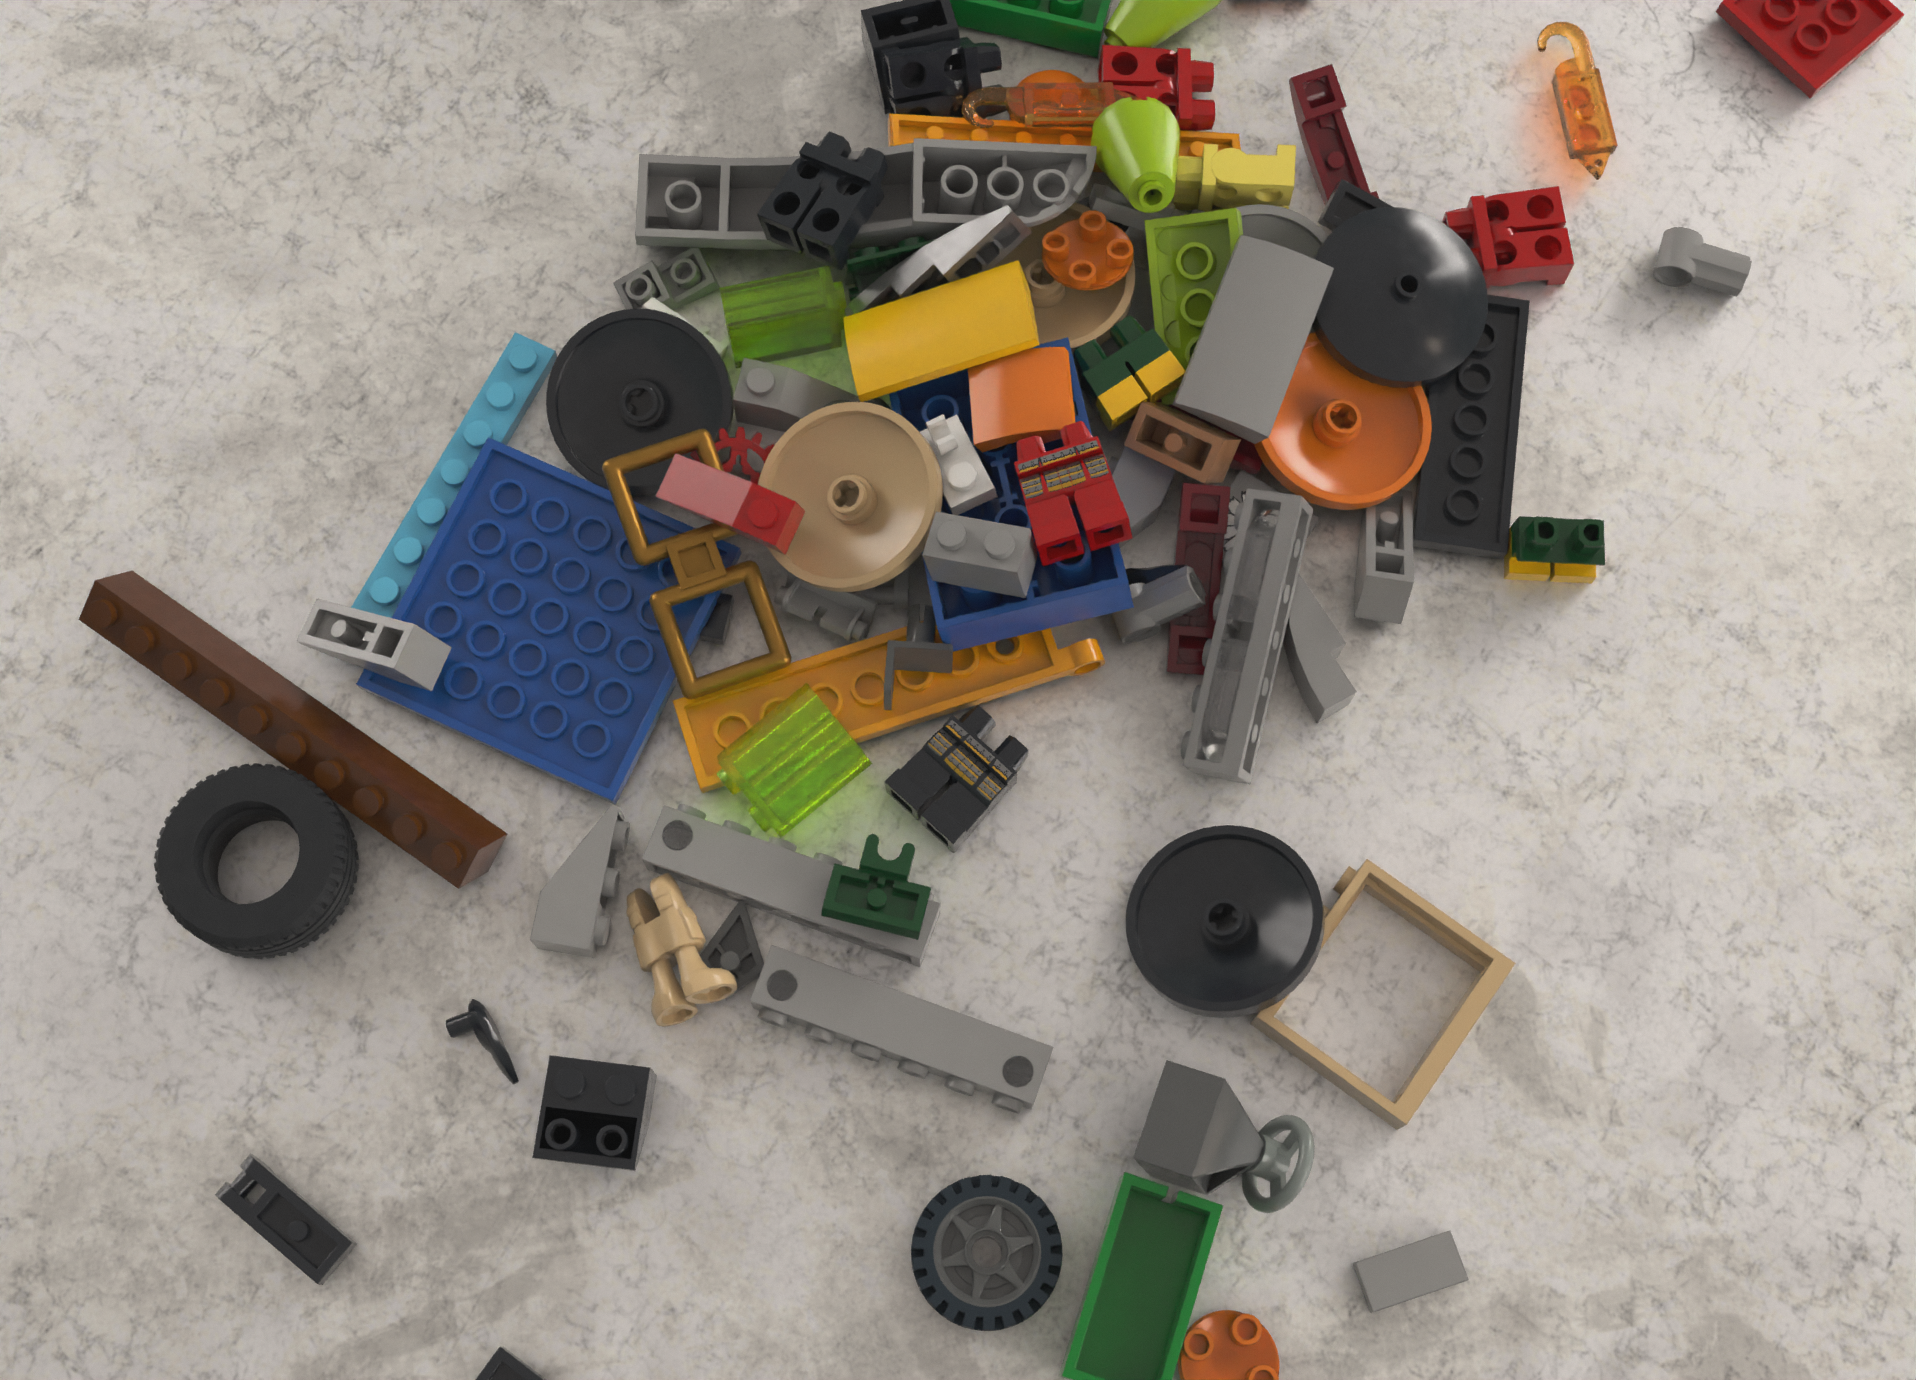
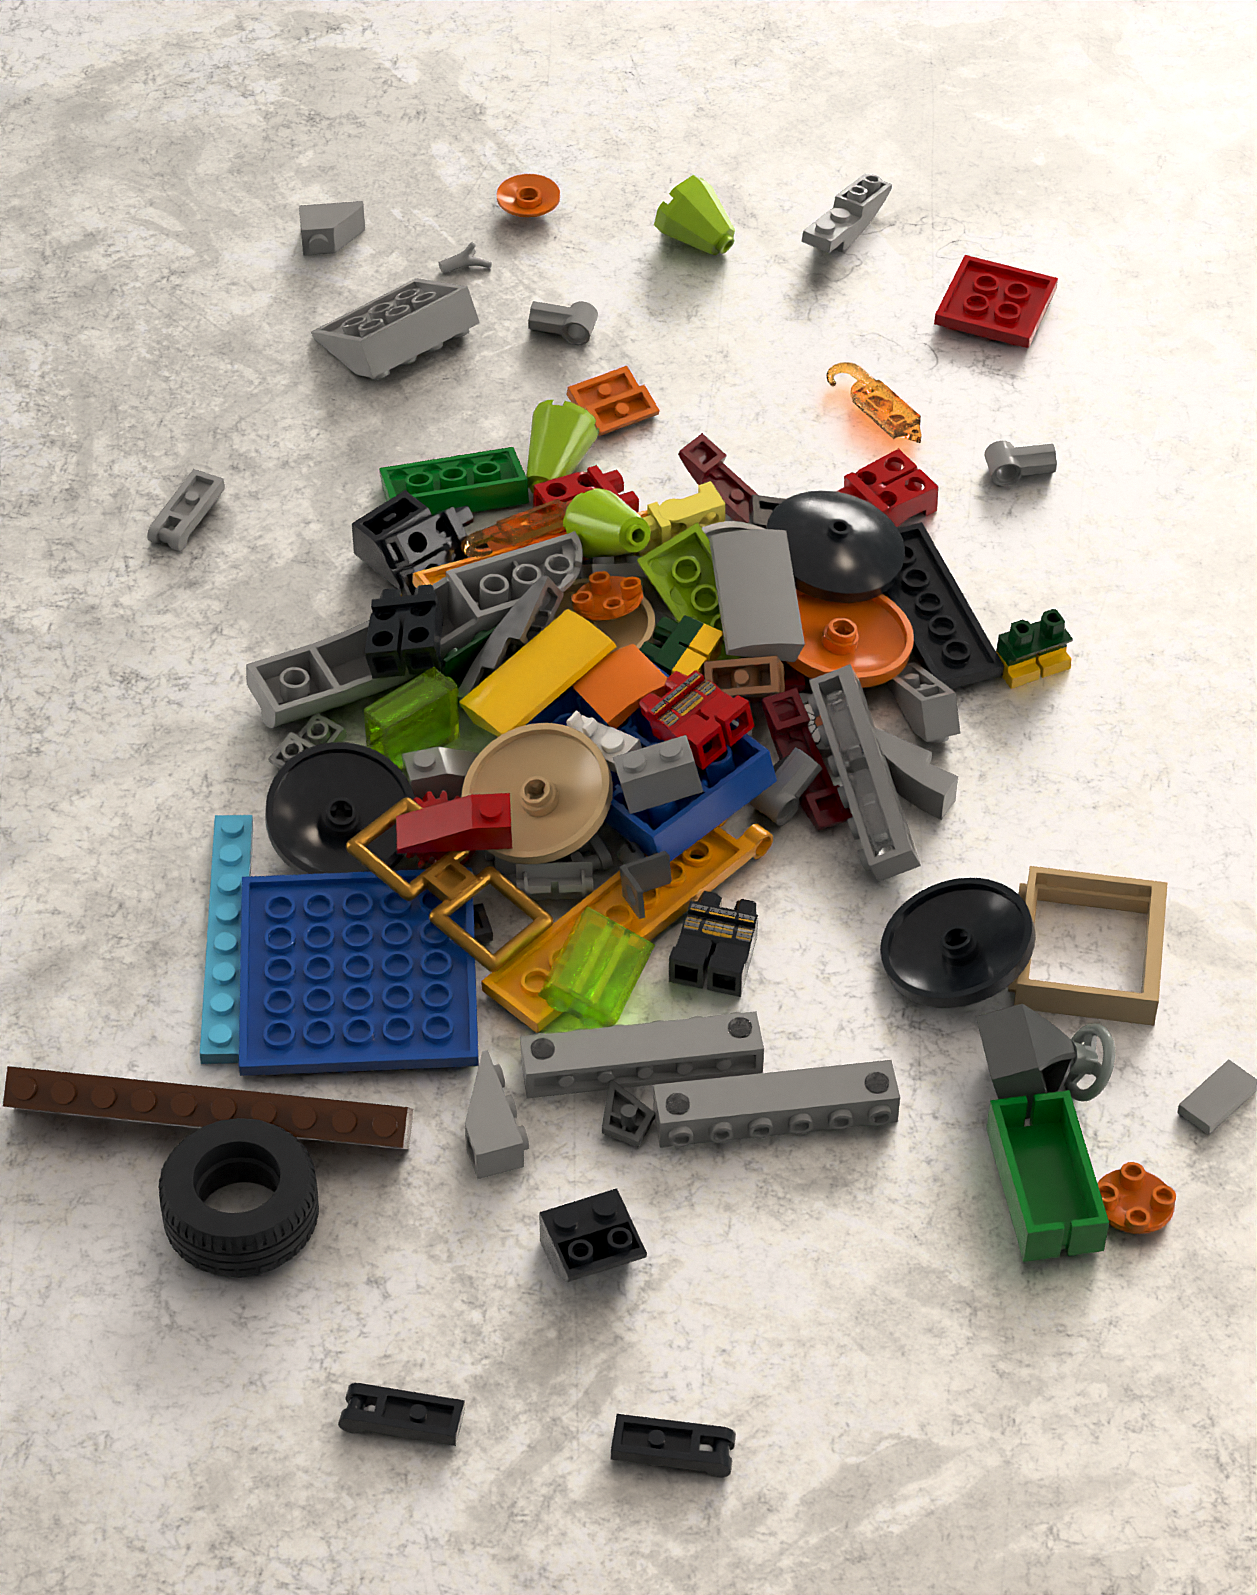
camera: 25 degrees left, 25 degrees down
(375, 643) = (243, 1025): light grey slope -> none
(479, 1020) = (477, 1239): black bar -> none
(668, 936) = (575, 1117): tan piece -> none
(878, 893) = (710, 1013): dark green plate -> none
(976, 1294) = (897, 1213): wheel -> none

